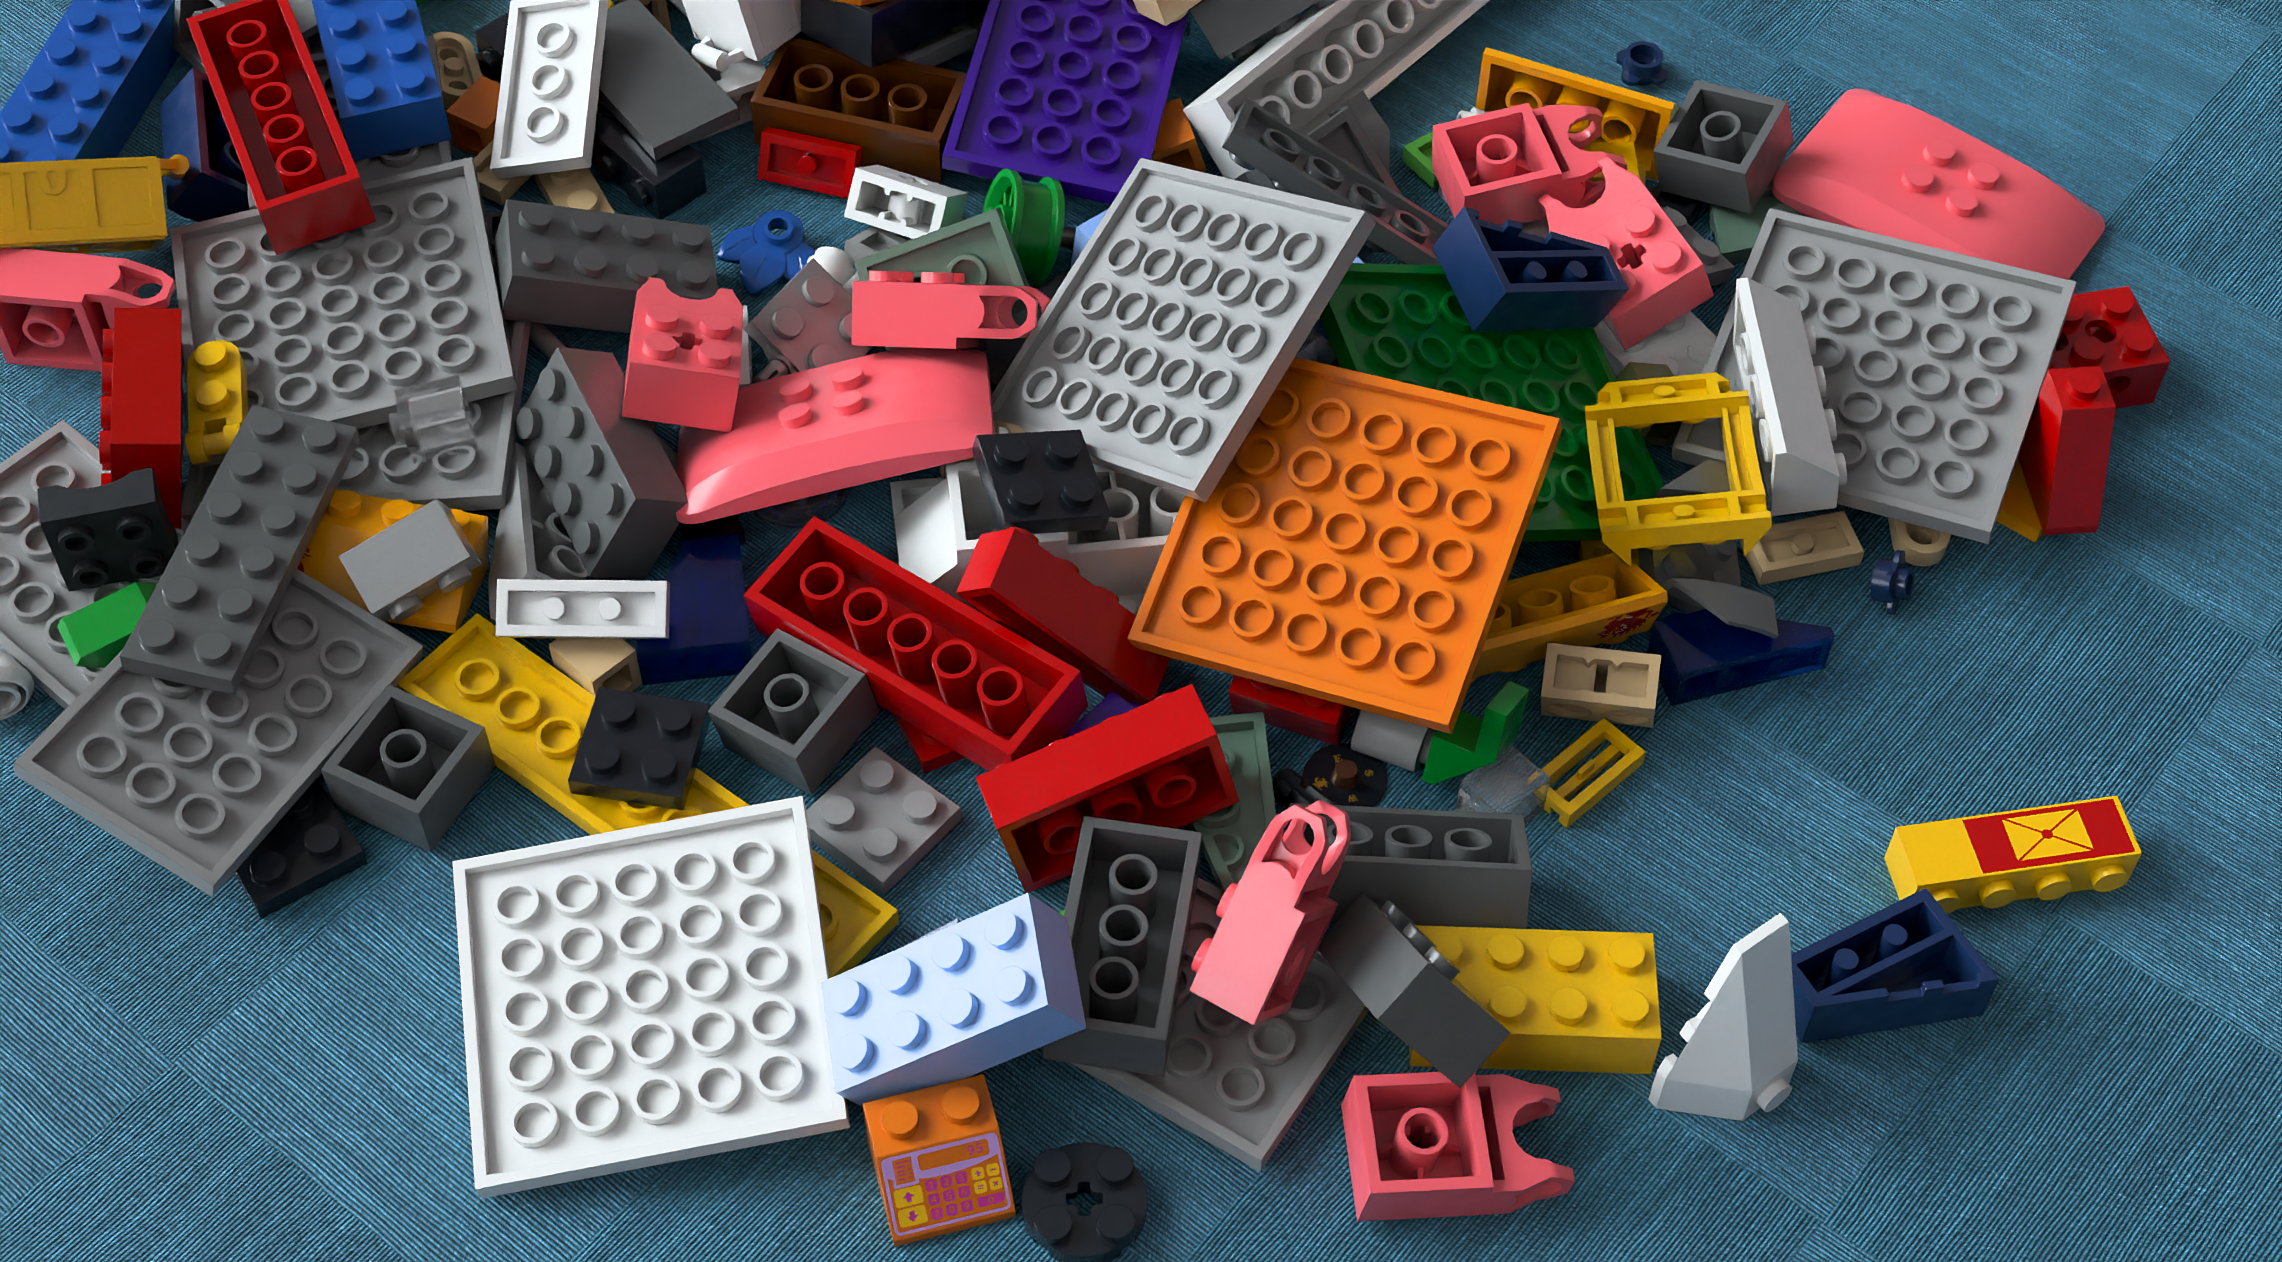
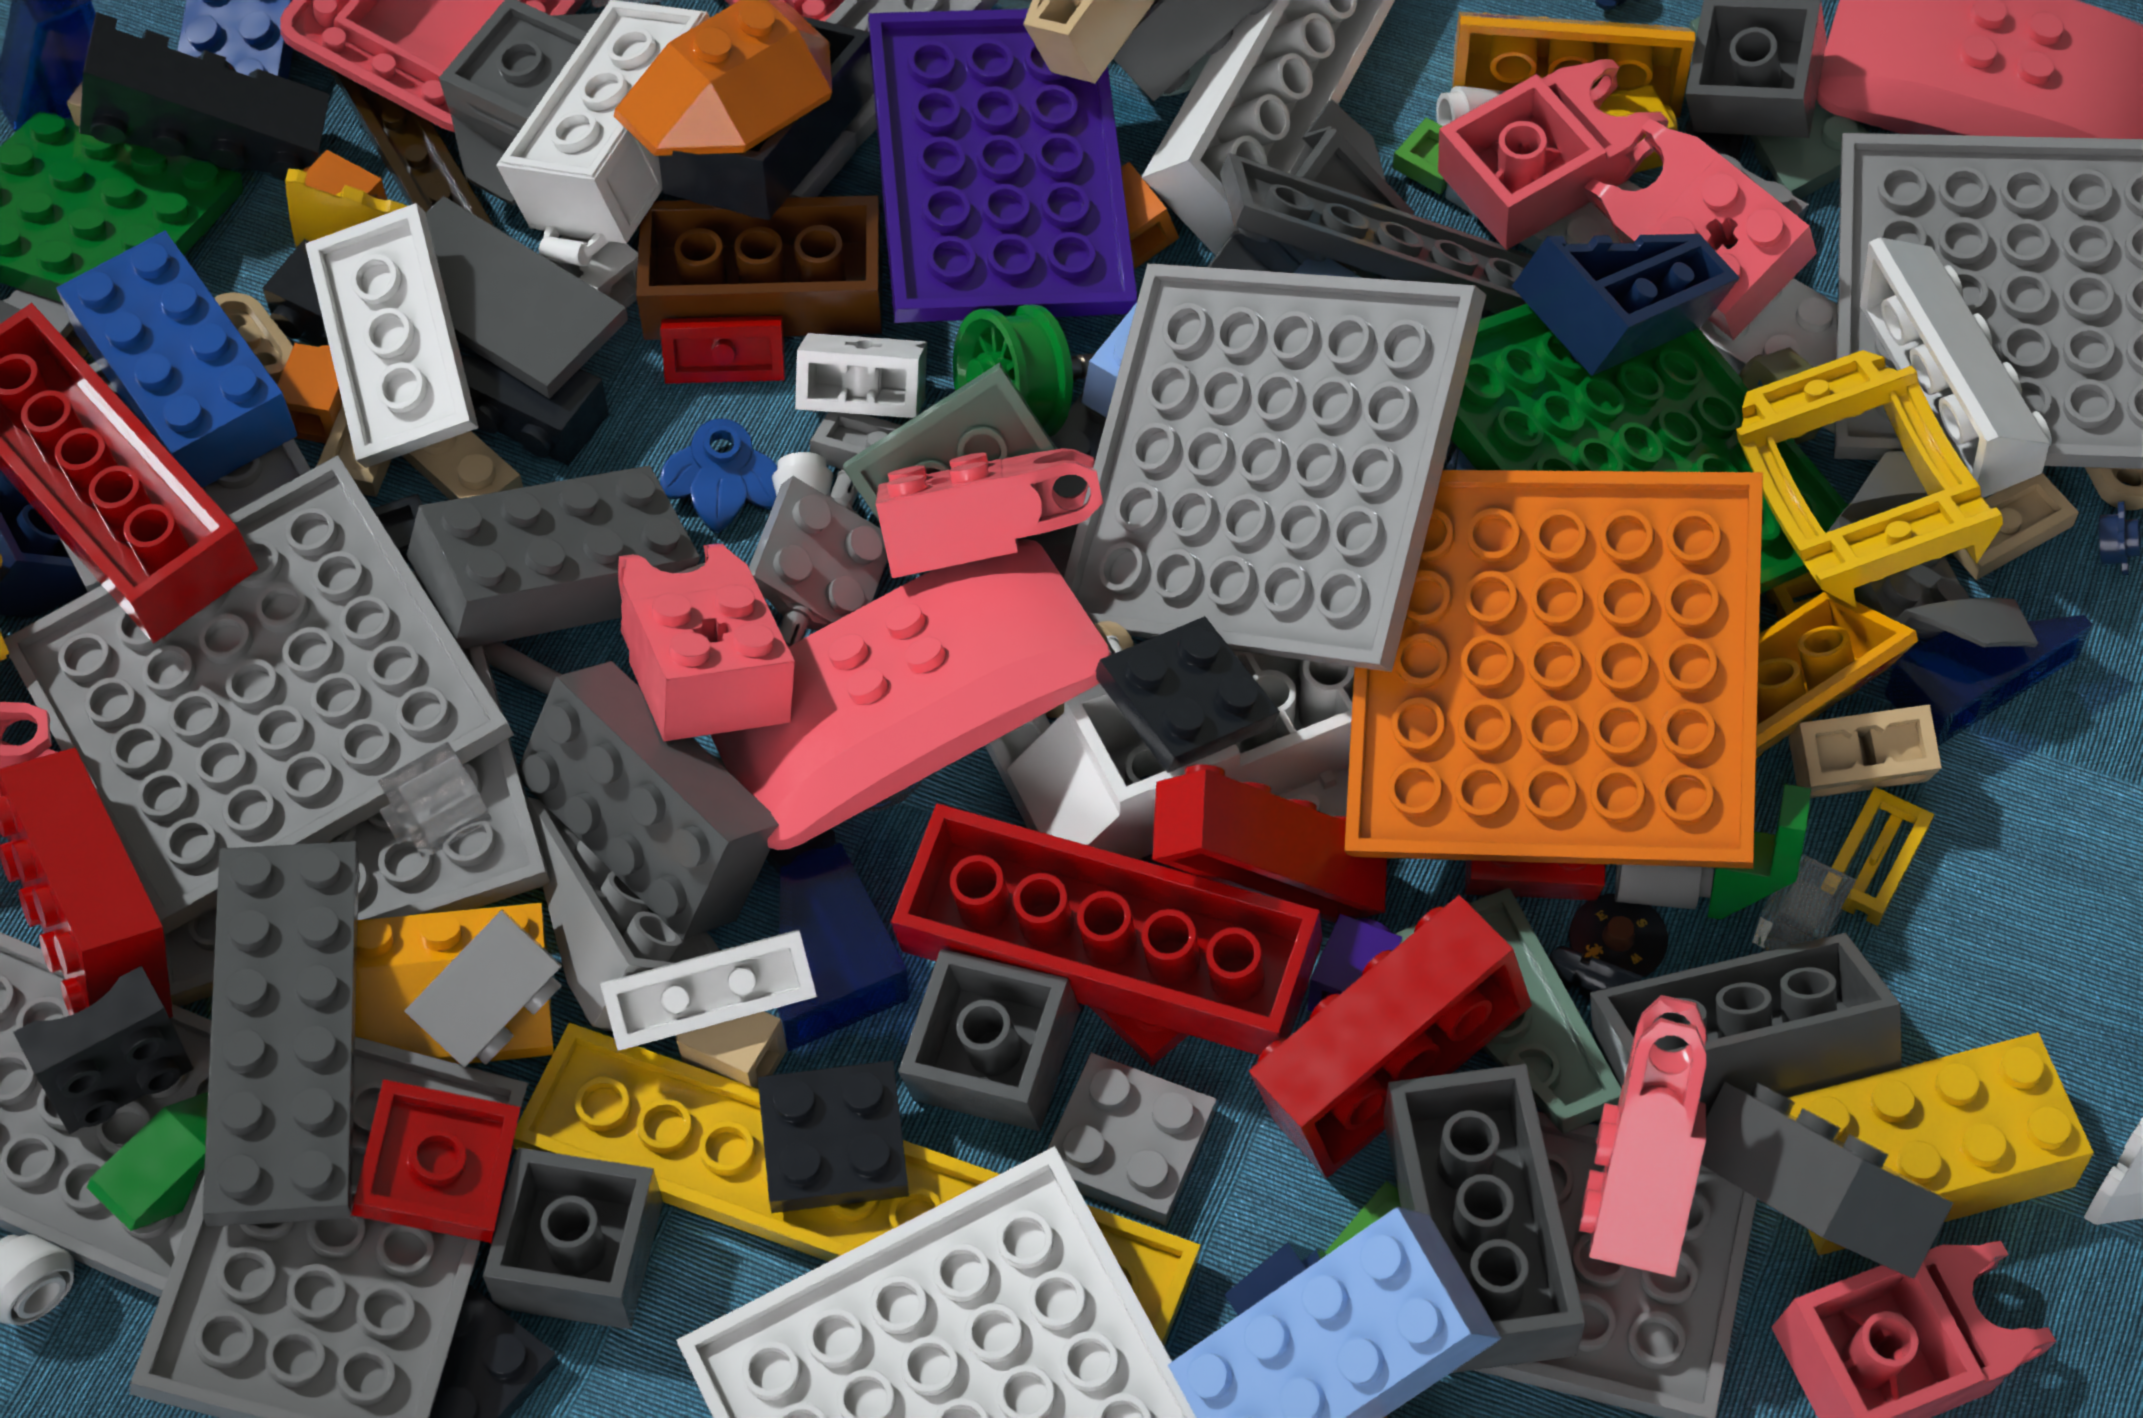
camera: 15 degrees left, 5 degrees up
(214, 399) = (161, 848): yellow plate -> none
(320, 674) = (436, 1161): none -> red plate

